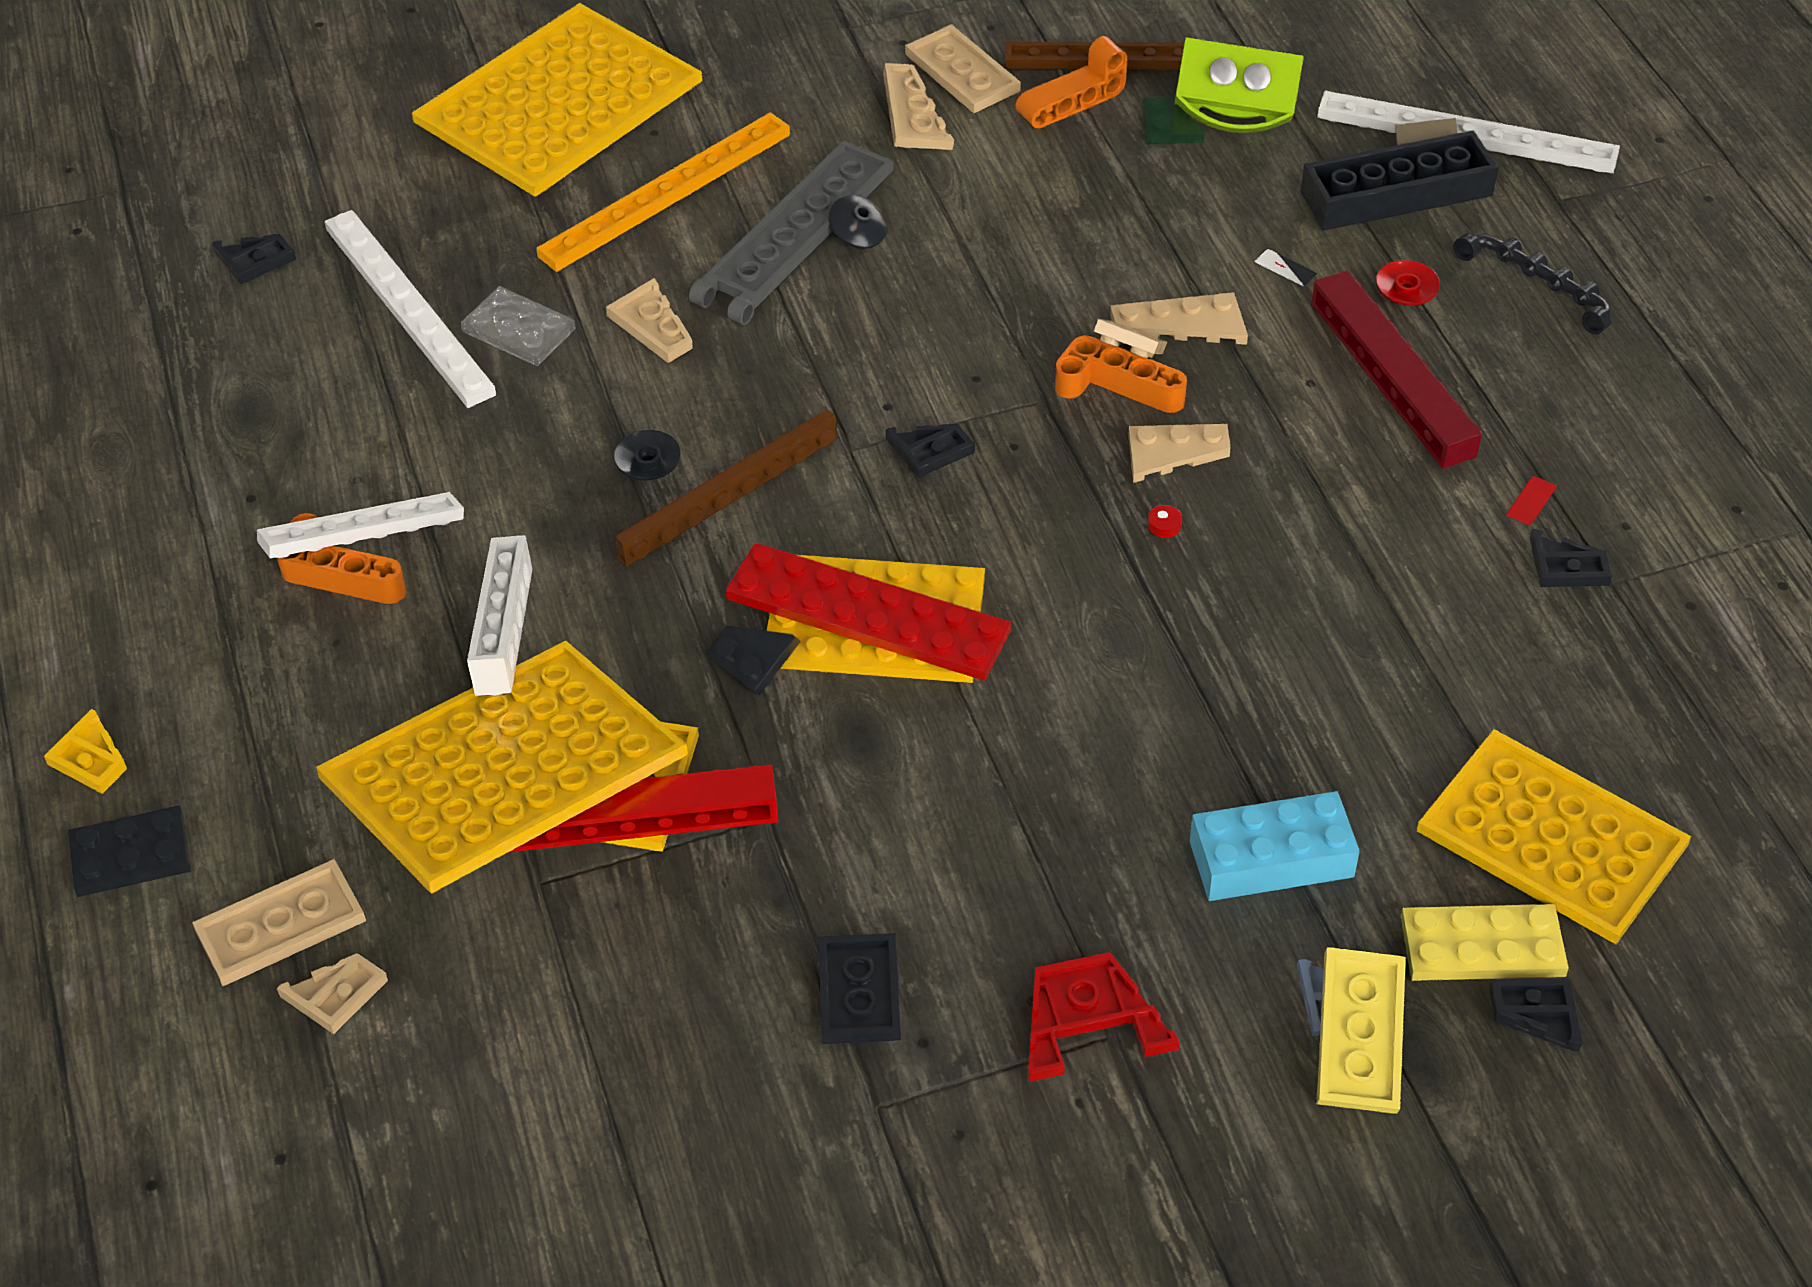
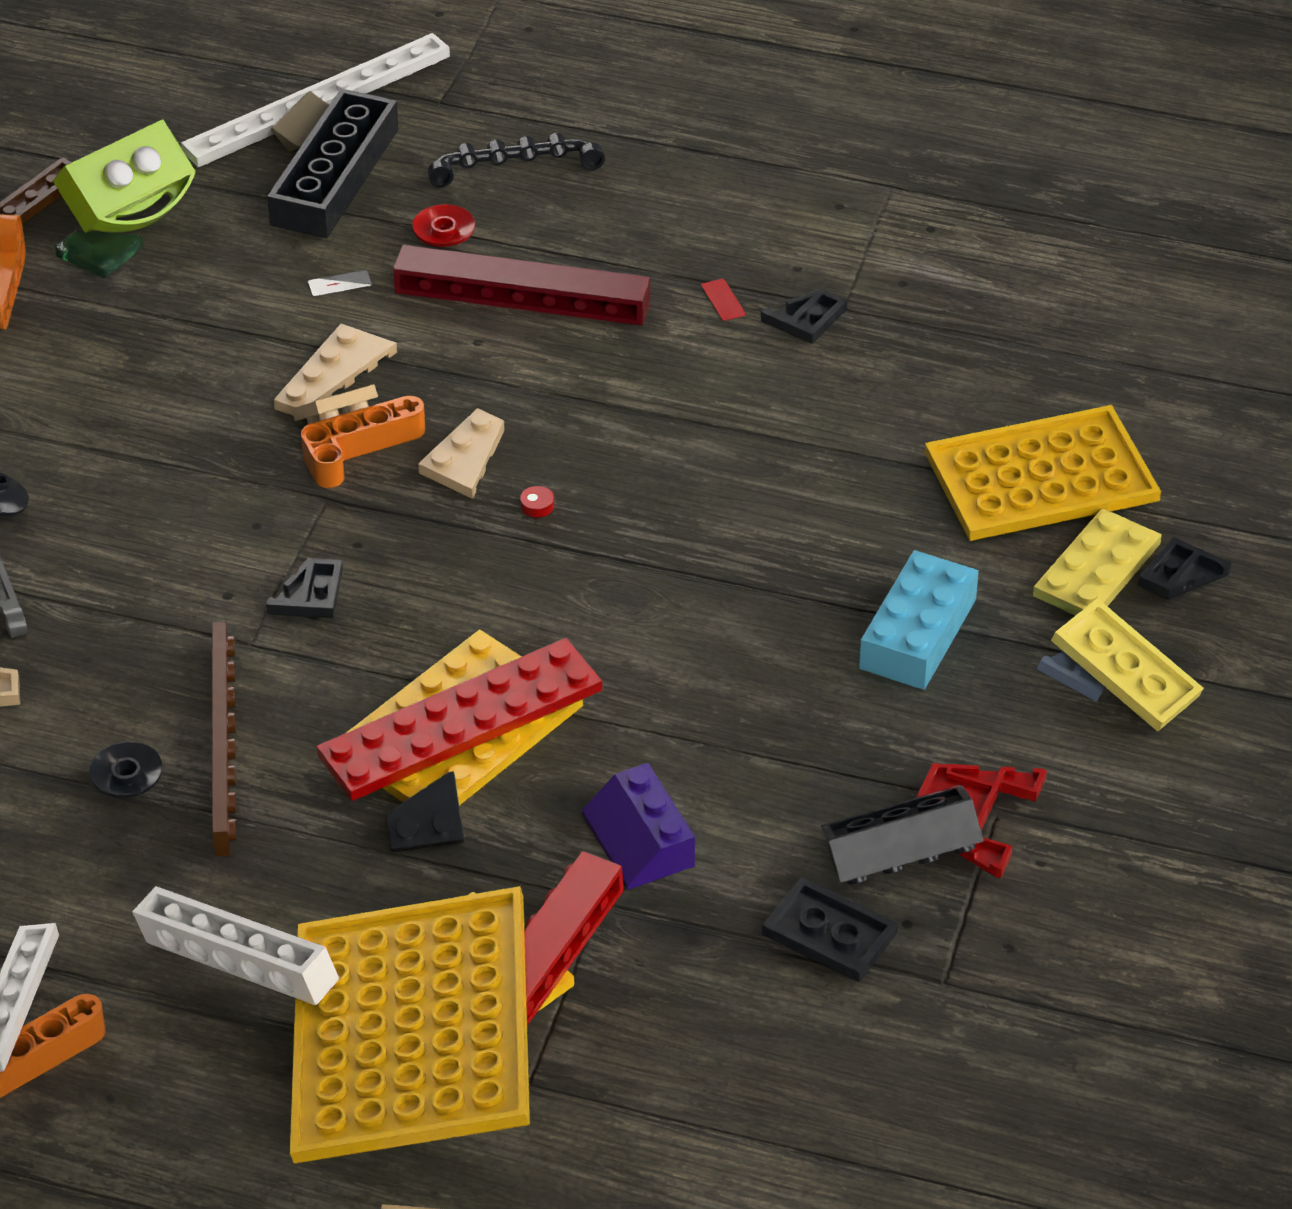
camera: 55 degrees left, 5 degrees down
(861, 795) = (640, 827): none -> dark purple slope
(998, 974) = (902, 834): none -> slope

